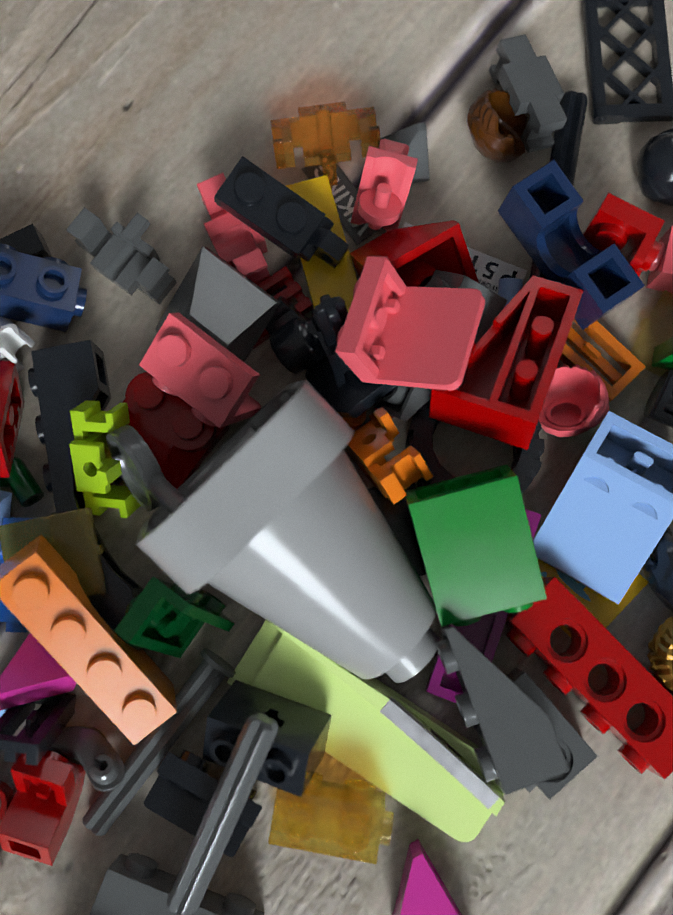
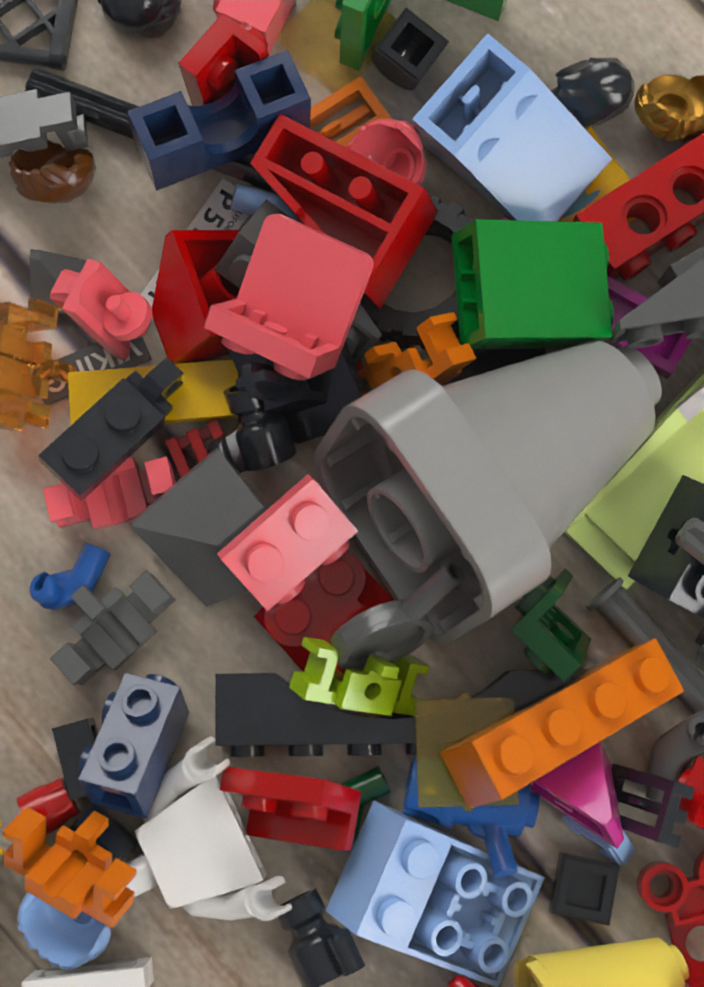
camera: 85 degrees left, 0 degrees up
(162, 226) = (55, 590): none -> blue arm

